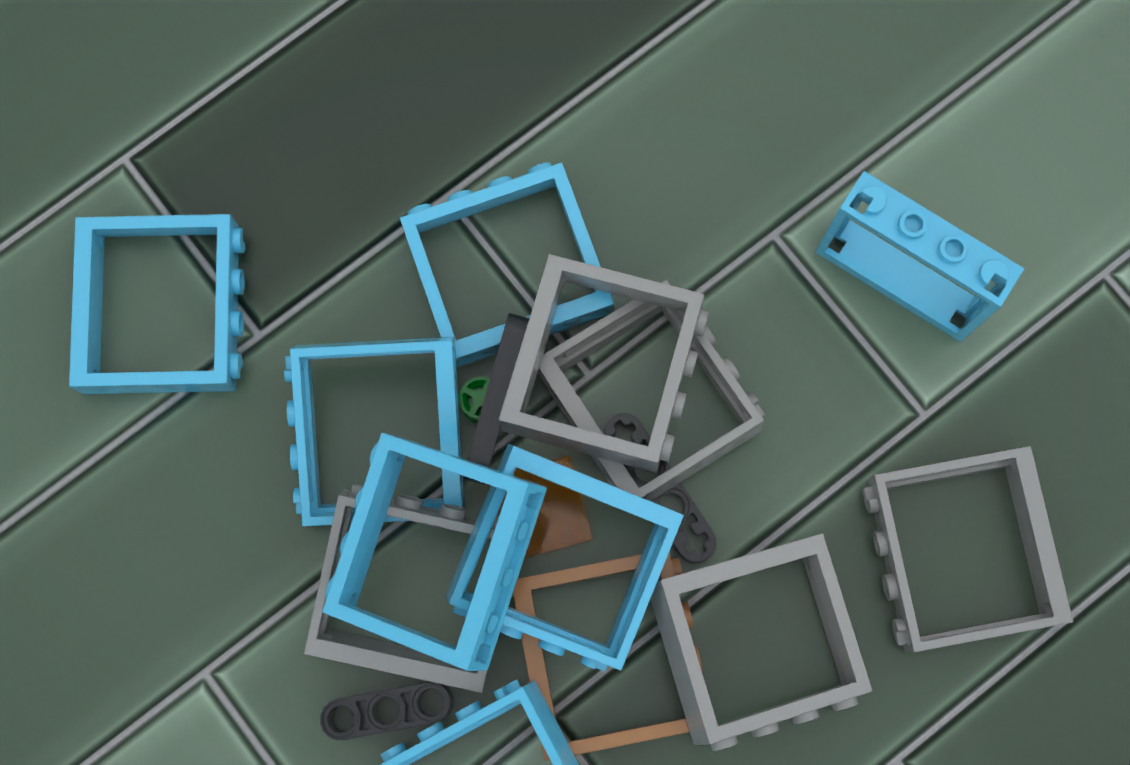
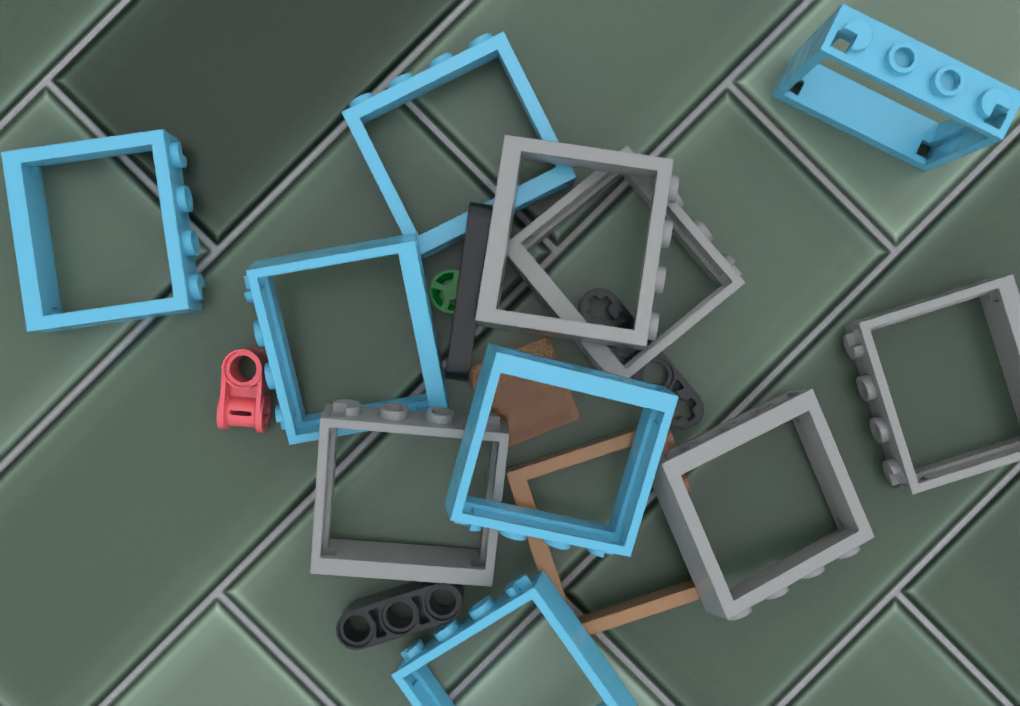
camera: 10 degrees left, 10 degrees up
(264, 473) = (244, 394): none -> coral piece
(497, 574) = (499, 489): medium azure window -> none

